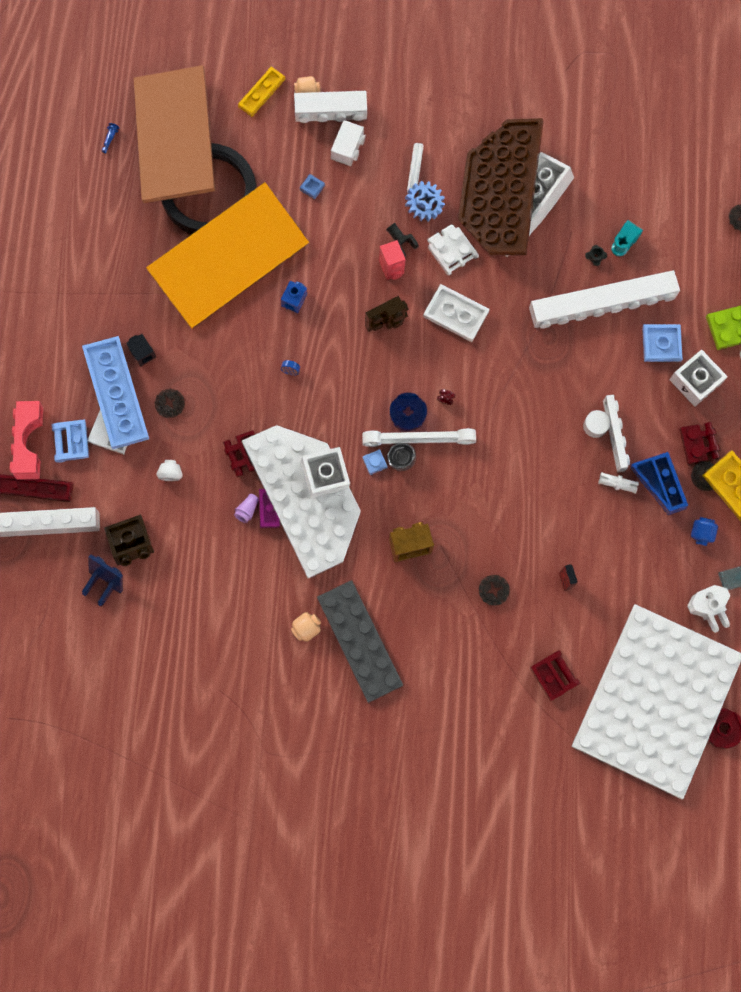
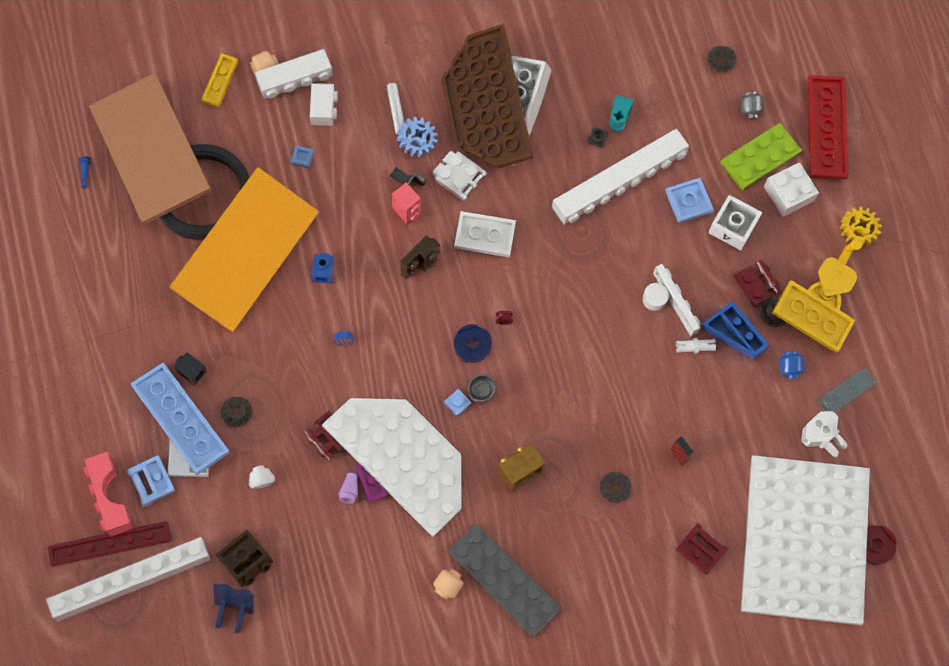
camera: 20 degrees left, 5 degrees down
(325, 472) = (415, 427): white brick -> none
(376, 438) = (451, 379): white piece -> none

